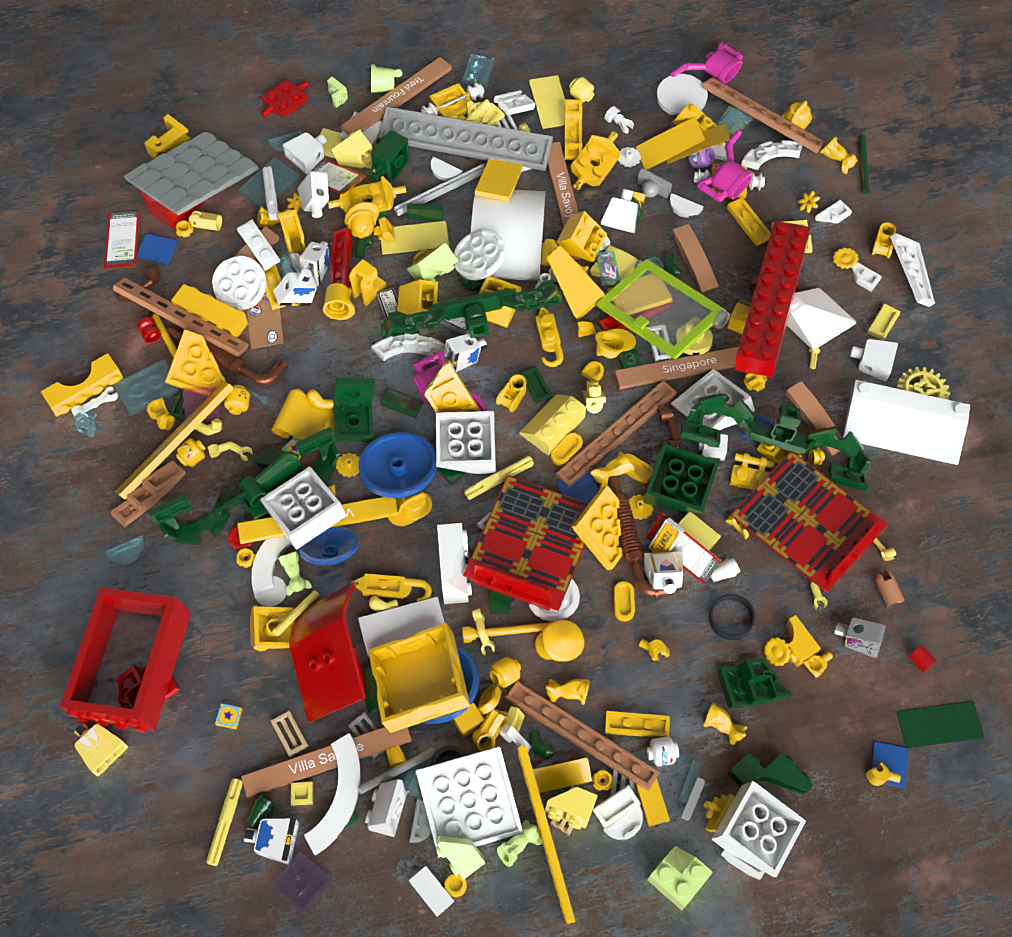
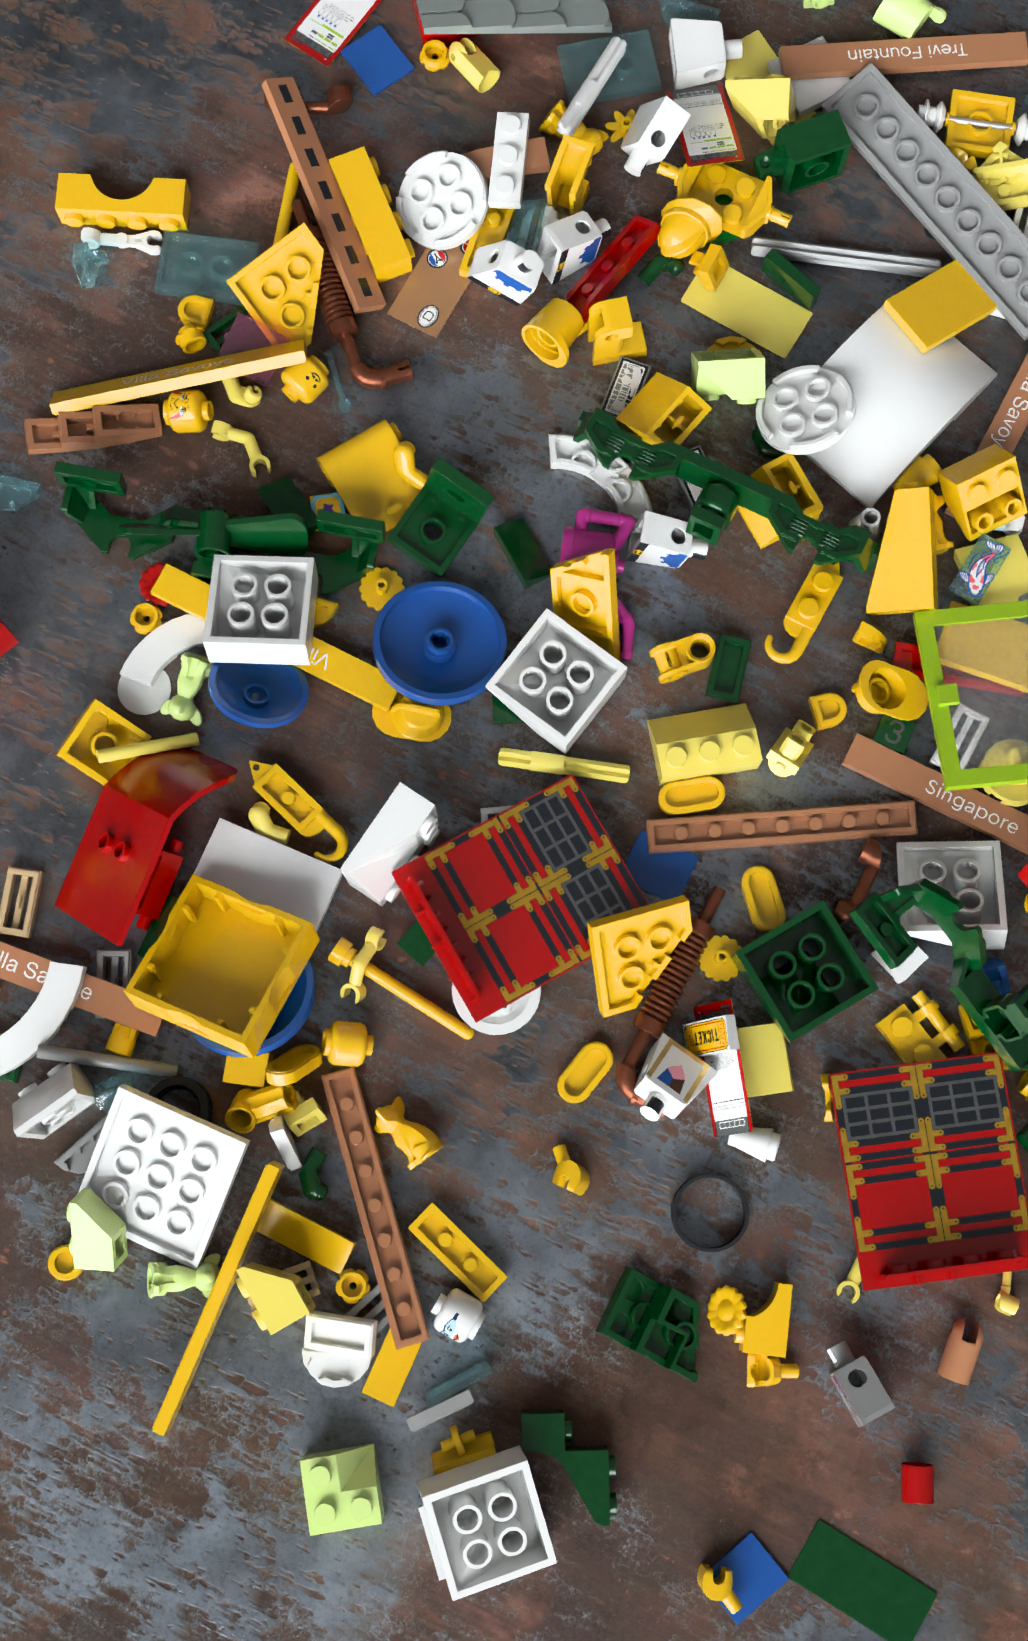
camera: 40 degrees right, 15 degrees up
(149, 331) = (269, 182): red wheel -> none
(431, 891) = (31, 1245): white tile -> none
(443, 170) = (875, 229): white tile -> none
(560, 641) = (453, 1060): yellow piece -> none
(613, 468) = (729, 878): yellow animal -> none
(721, 720) = (569, 1340): yellow animal -> none

